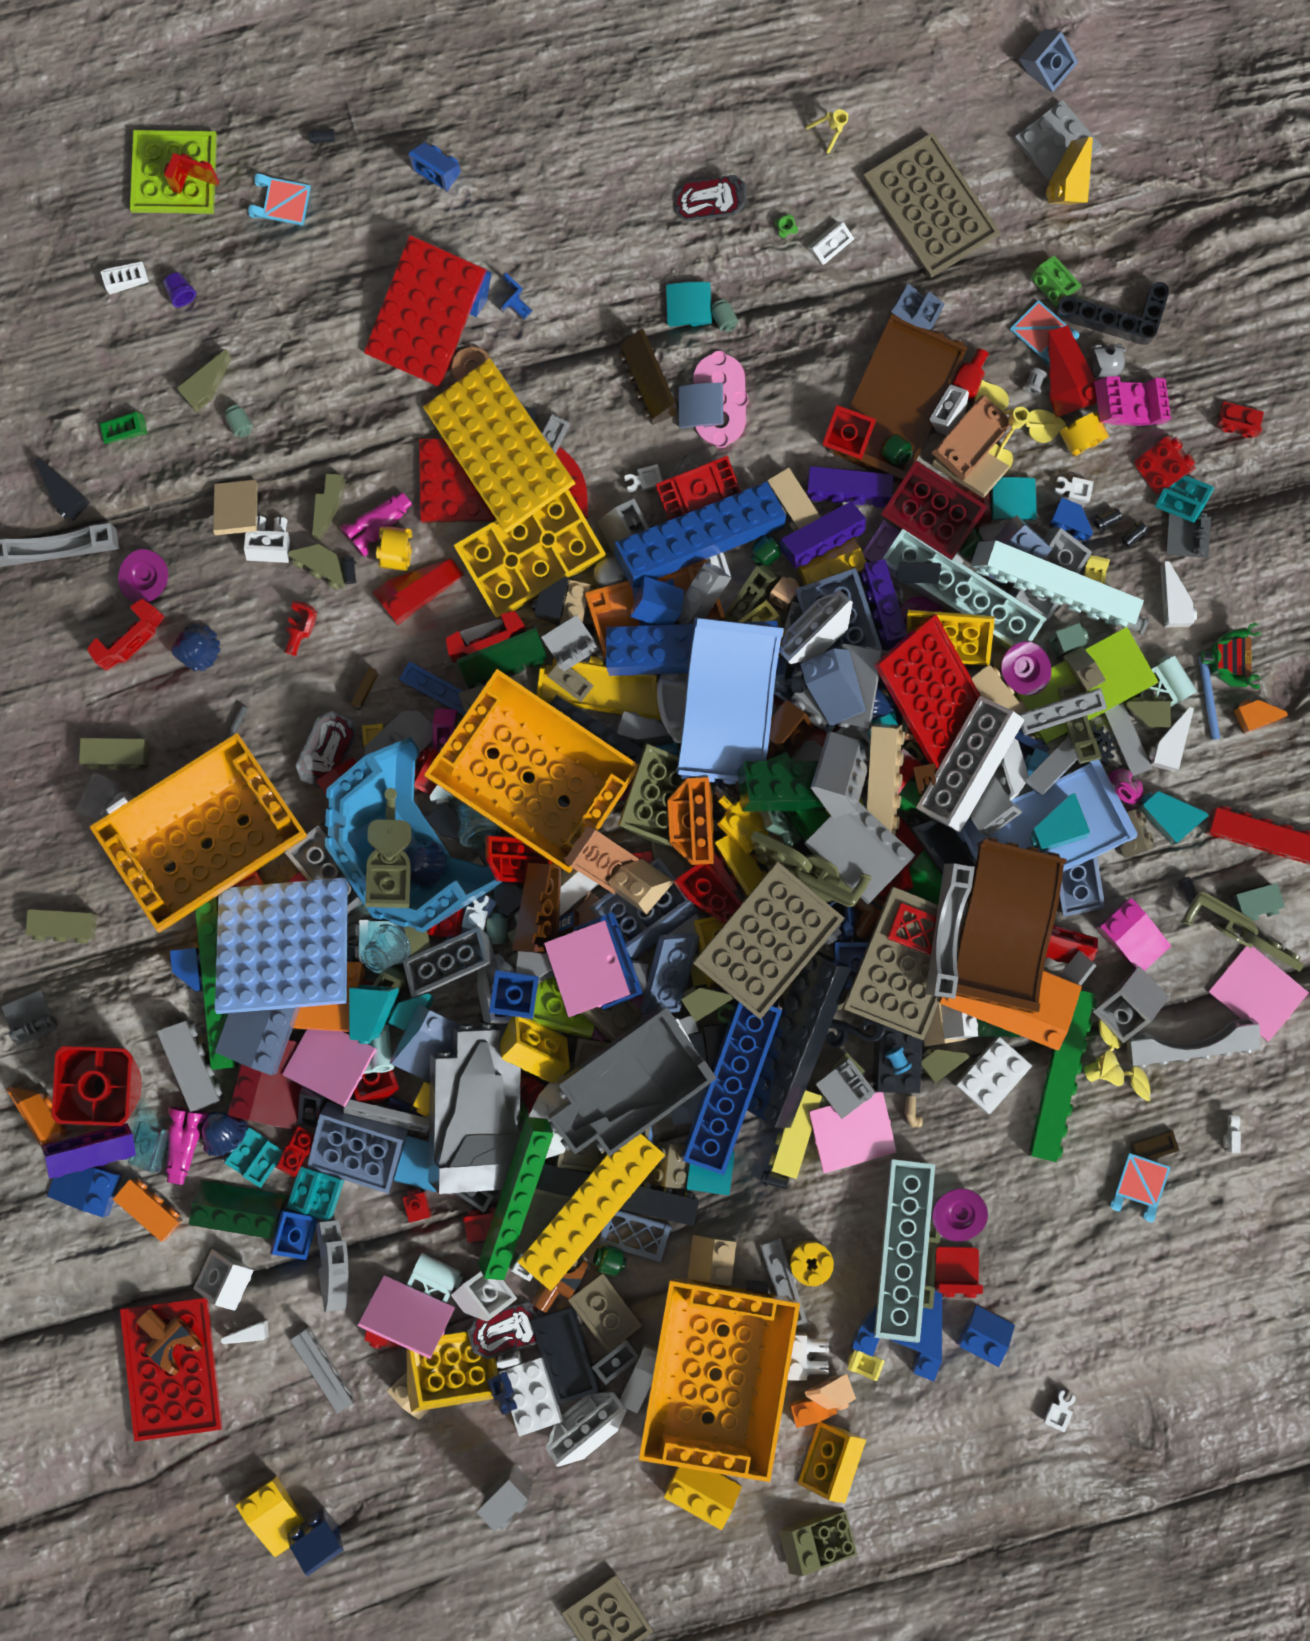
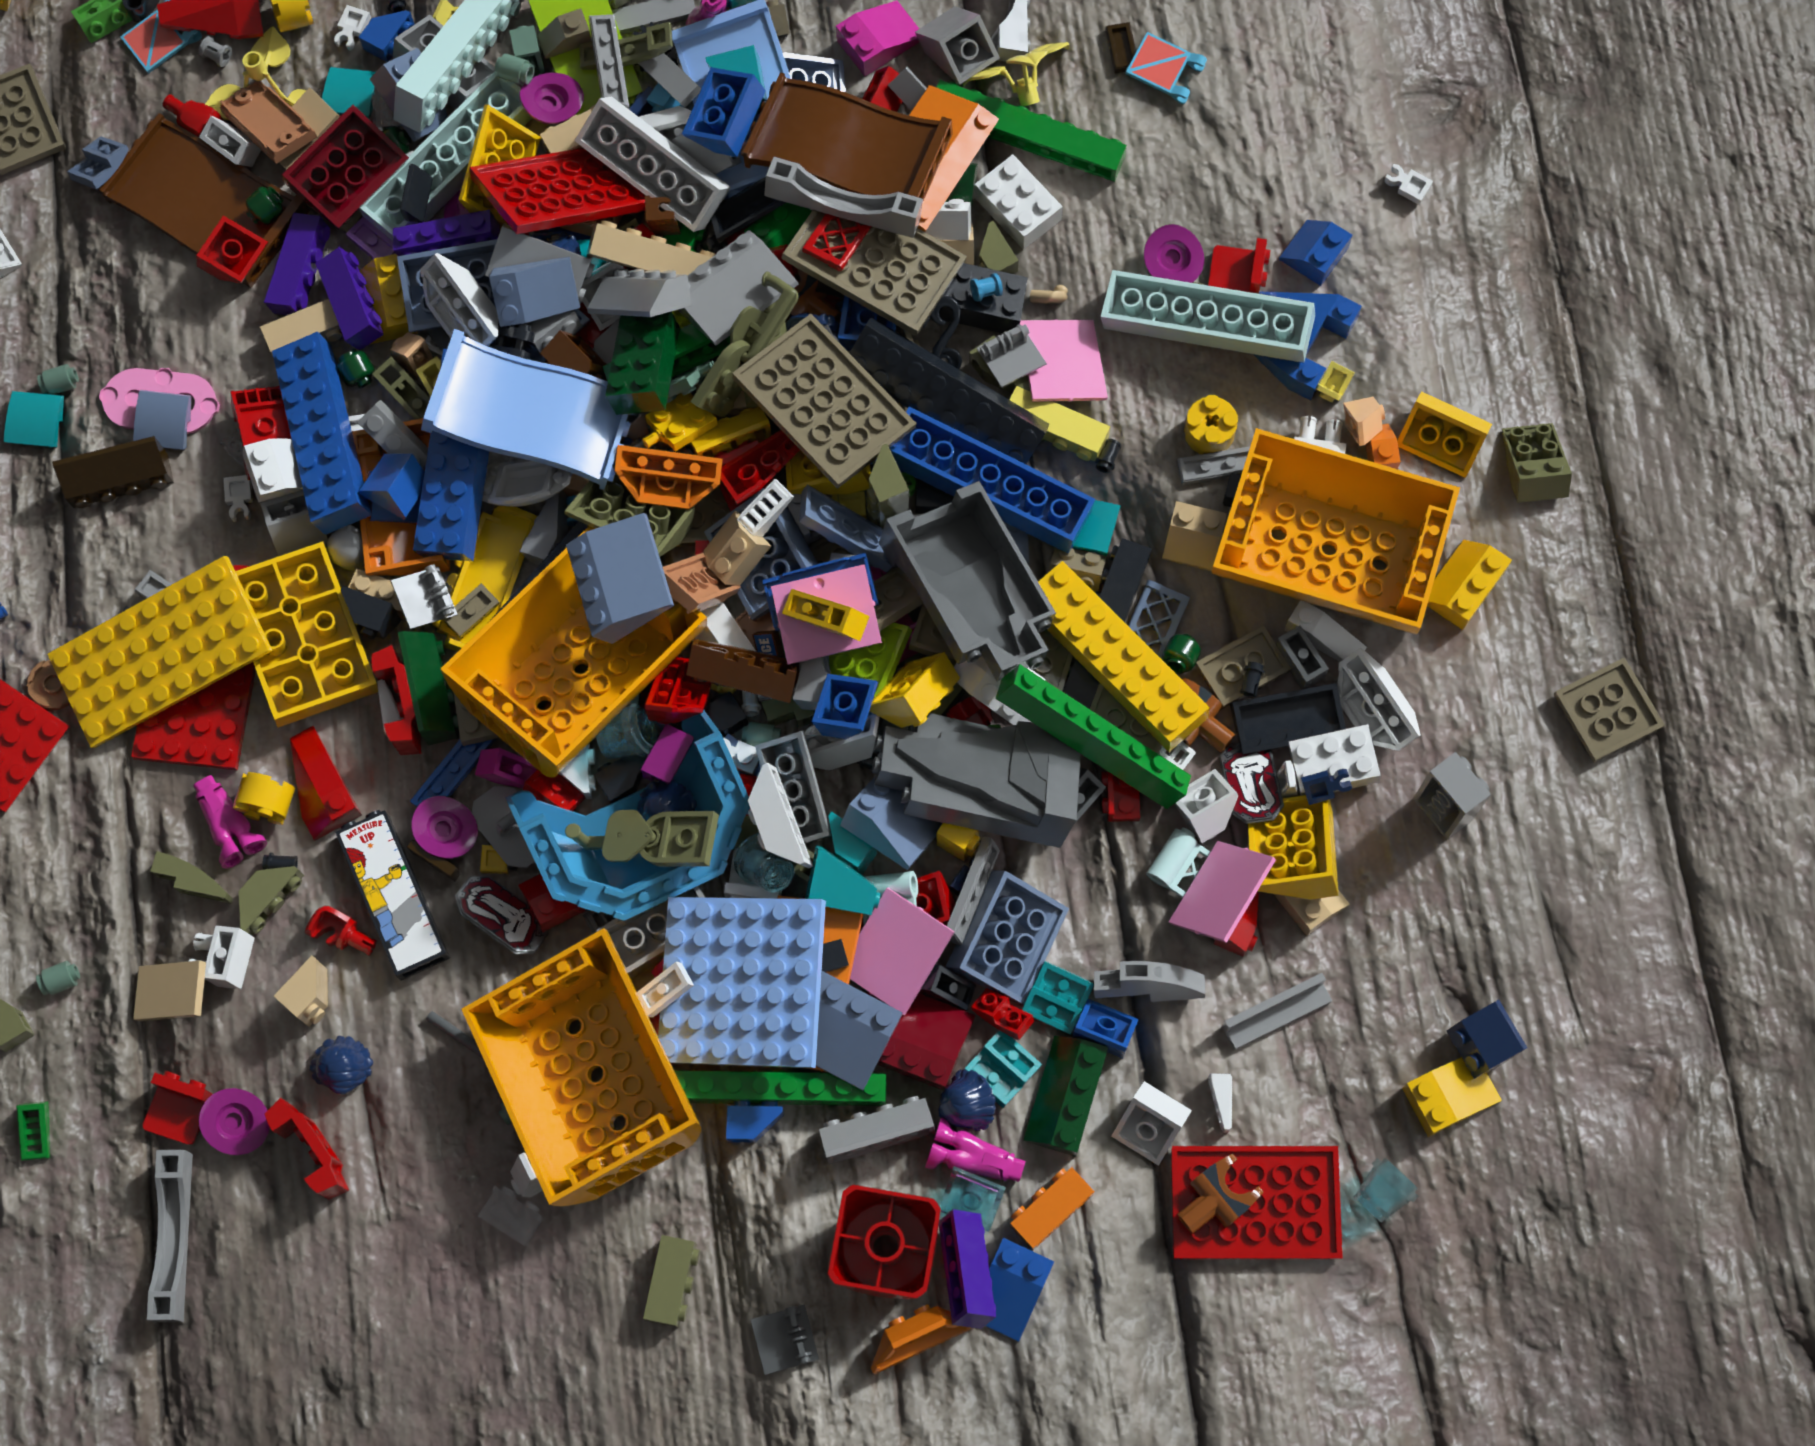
camera: 80 degrees left, 10 degrees down
(63, 495) = (107, 1214): black slope -> none
(113, 753) = (459, 1187): olive brick -> none
(149, 530) = (176, 1108): none -> red bracket
(189, 1471) = (1385, 1190): none -> clear light blue piece
(242, 611) = (306, 992): none -> tan slope
(268, 886) = (665, 989): none -> white plate
(315, 1014) = (834, 956): none -> black tile
(333, 661) = (392, 894): none -> brick
(389, 692) = (444, 827): none -> magenta hat
(409, 954) = (775, 818): none -> white wedge
(414, 1164) = (1039, 864): dark azure slope -> none
(417, 1205) = (1088, 872): red brick -> none
(462, 858) = (667, 754): none -> magenta panel
(581, 969) = (826, 614): none -> yellow slope
(586, 799) = (619, 577): none -> sand blue slope
(591, 1321) = (1251, 679): none -> black pin
(660, 503) = (272, 468): none -> white slope
(662, 896) = (759, 502): none -> white slope
(1019, 817) = (724, 111): none -> blue slope
(1044, 633) = (514, 69): none -> sand green brick

